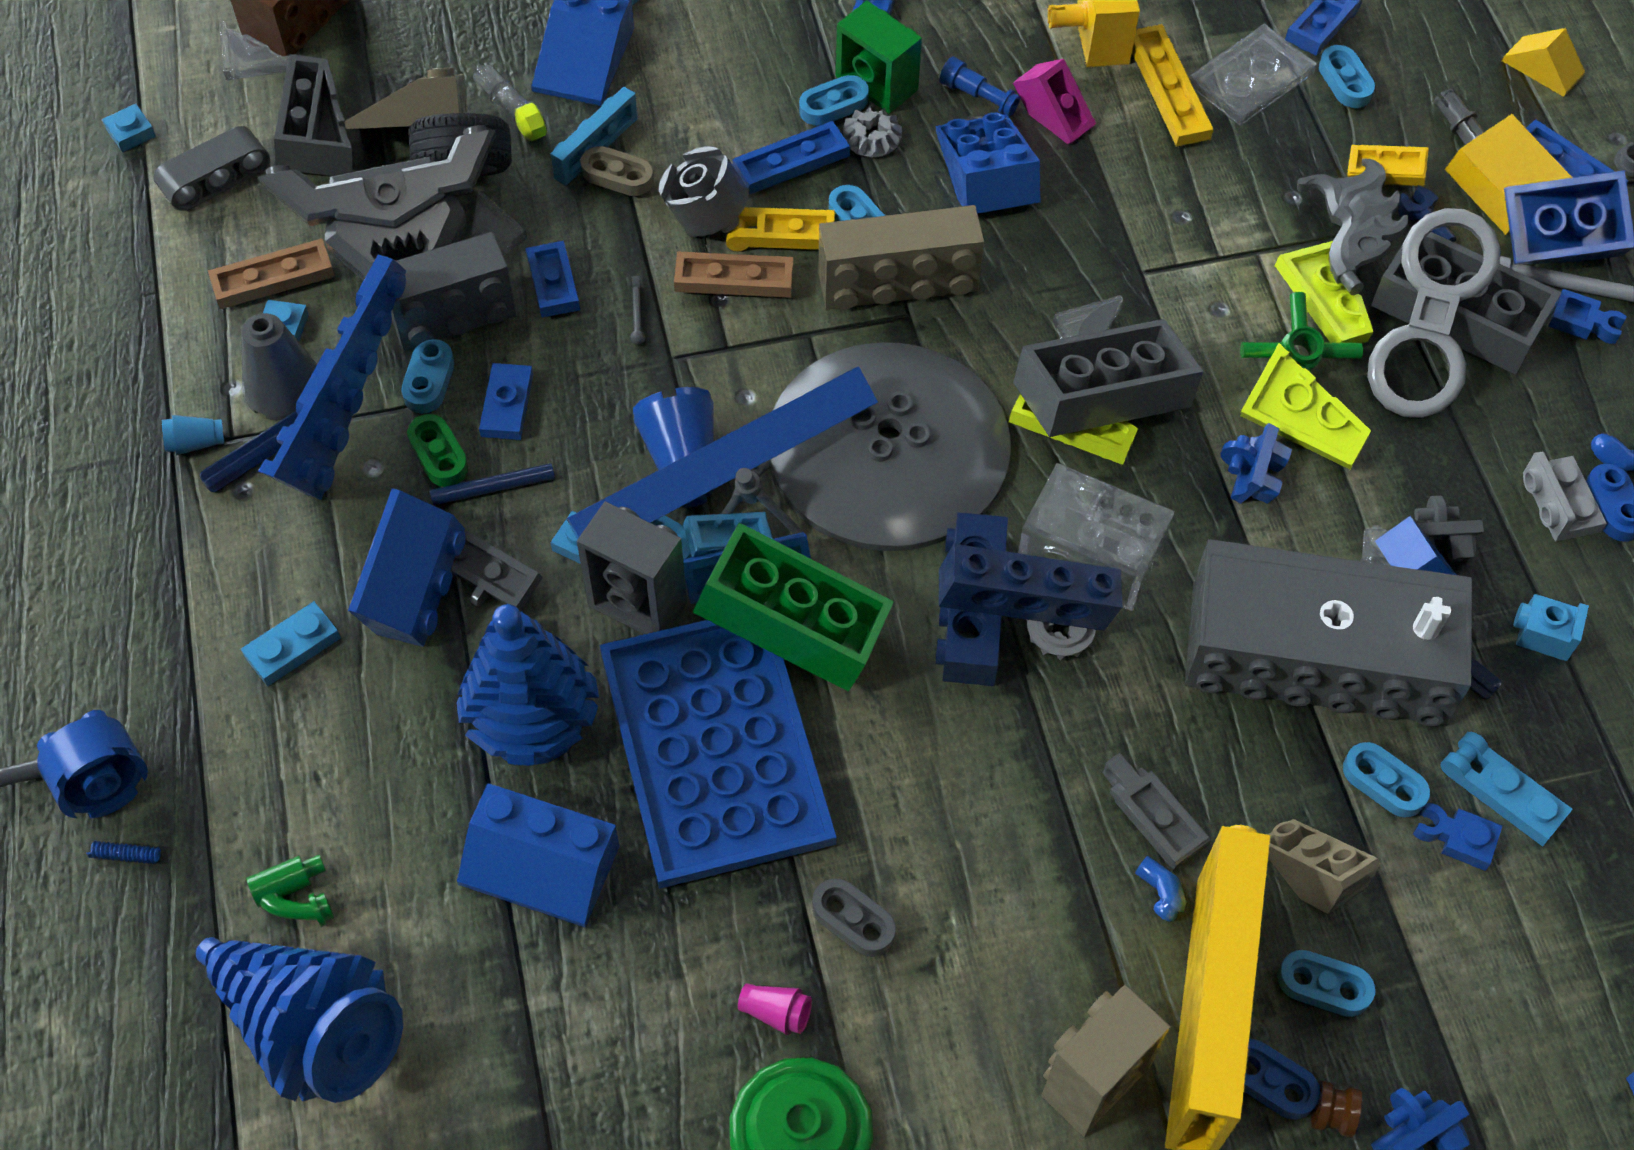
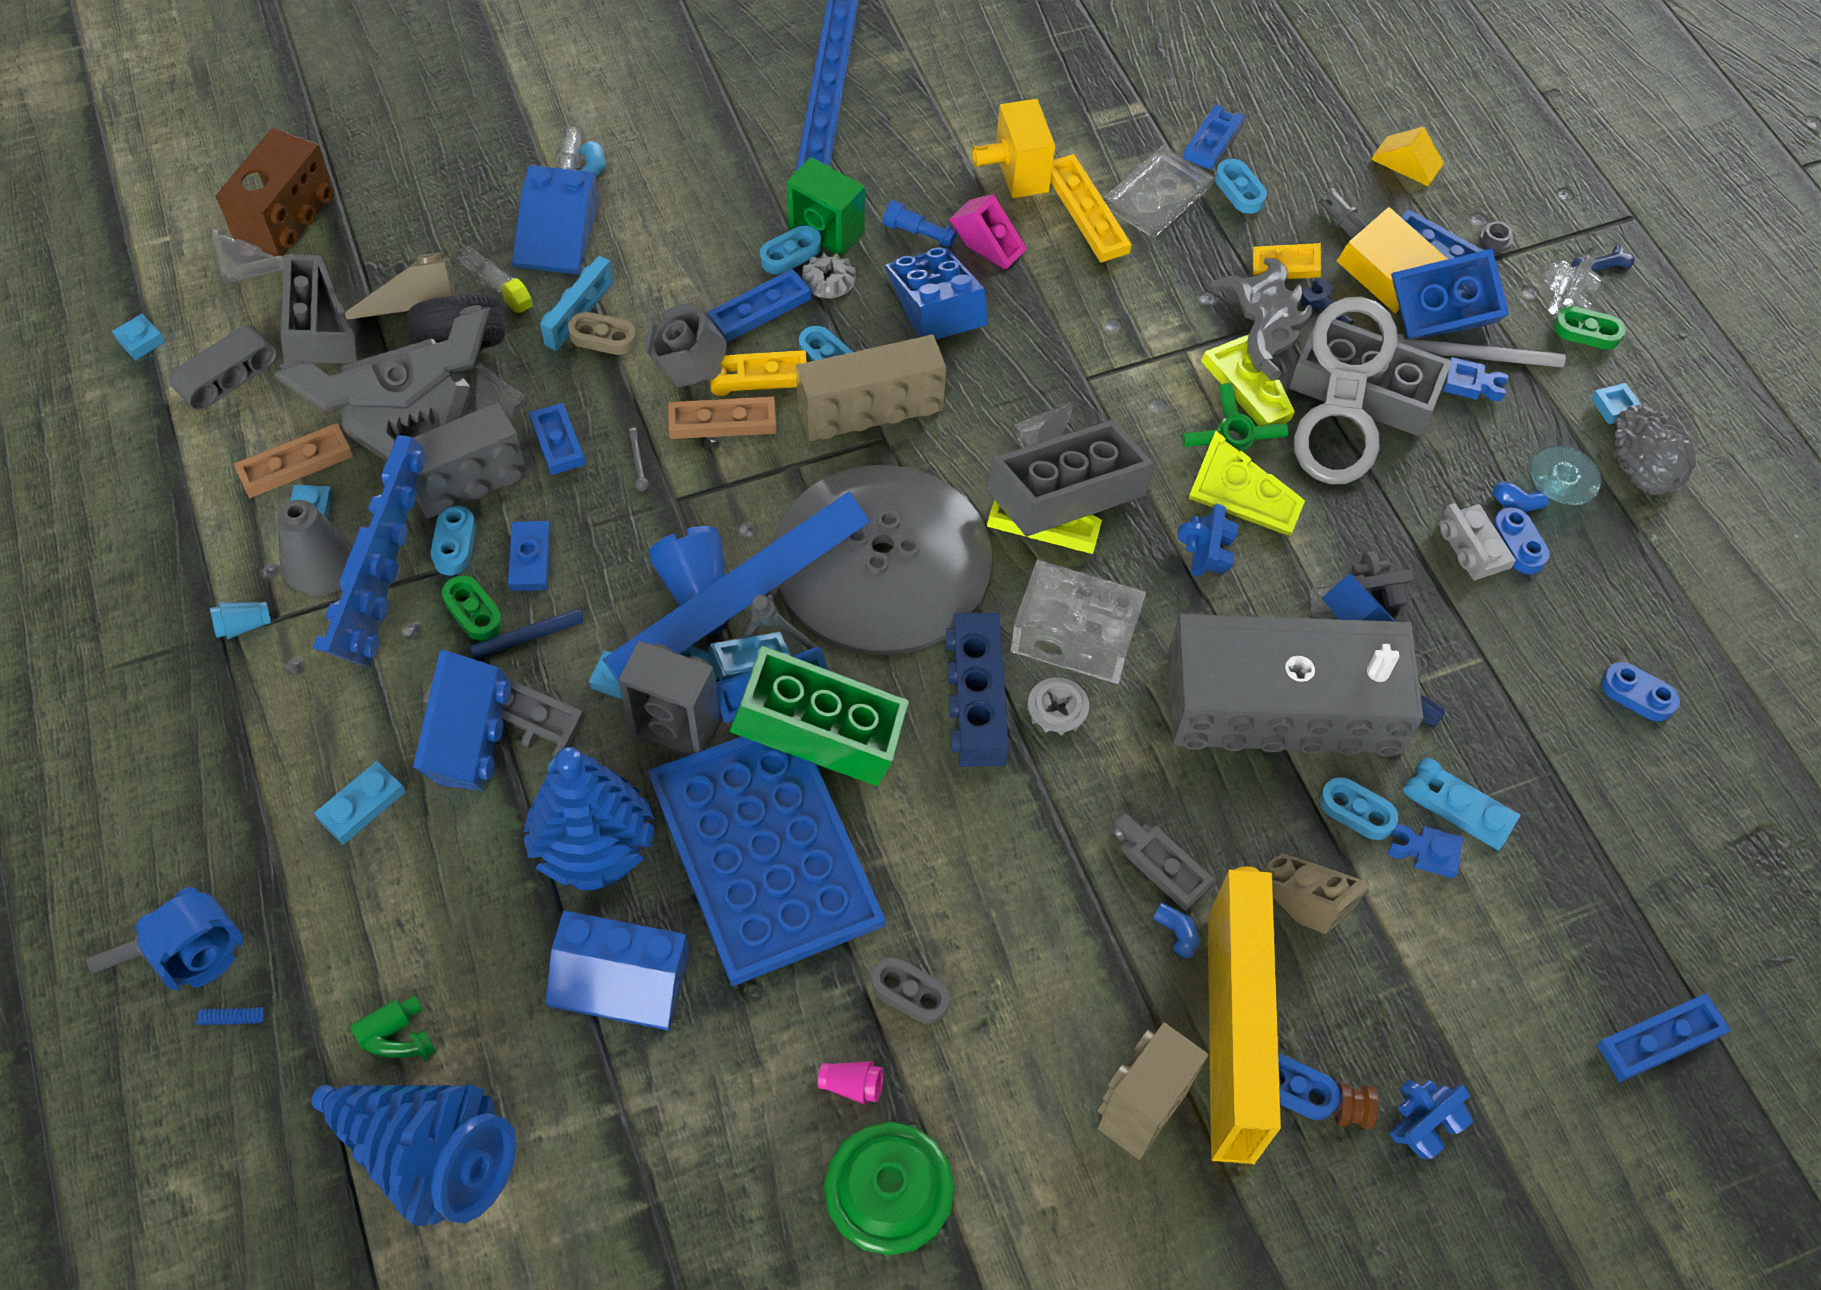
camera: 10 degrees left, 0 degrees up
(245, 456) = (296, 630): dark blue axle -> none
(1029, 587) = (1028, 674): dark blue brick -> none
(1324, 983) = (1329, 995): dark azure plate -> none
(1550, 626) = (1480, 656): dark azure brick -> none

